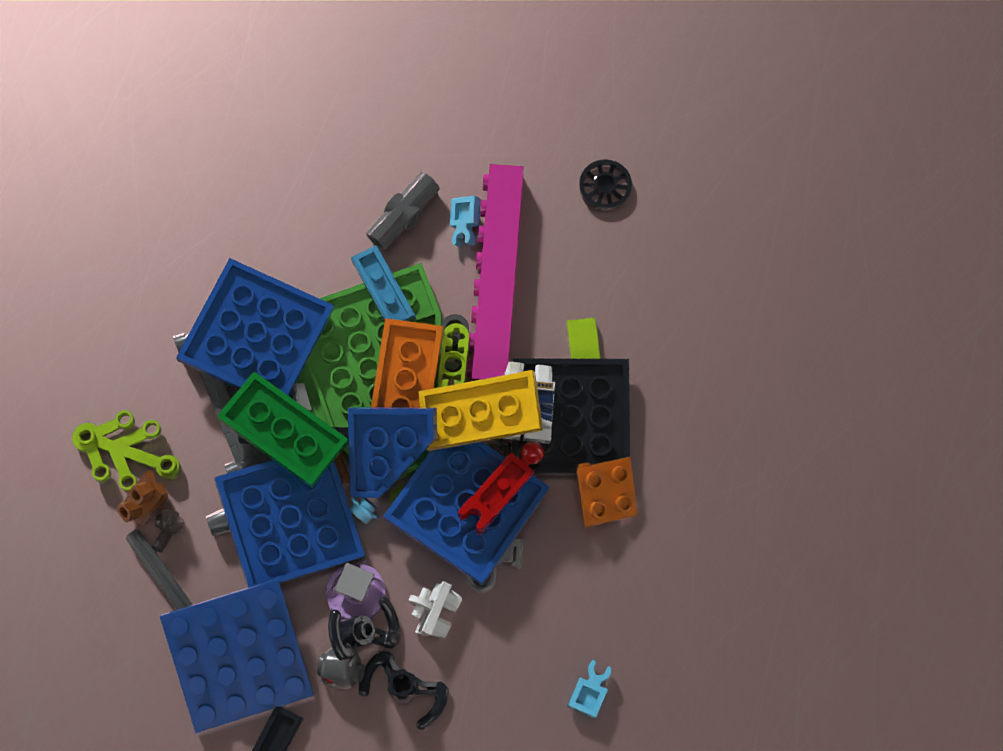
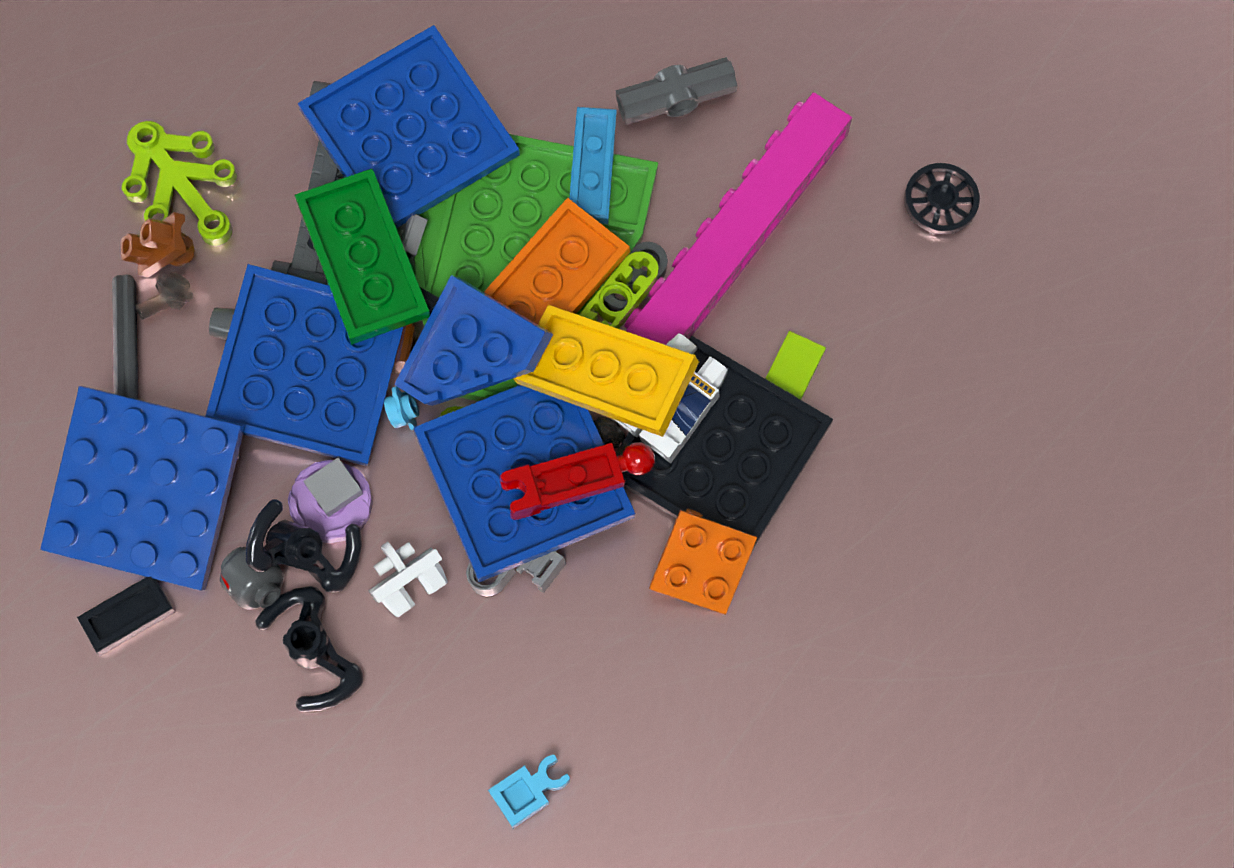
camera: 30 degrees right, 0 degrees up
(463, 216) = (743, 139): medium azure plate -> none

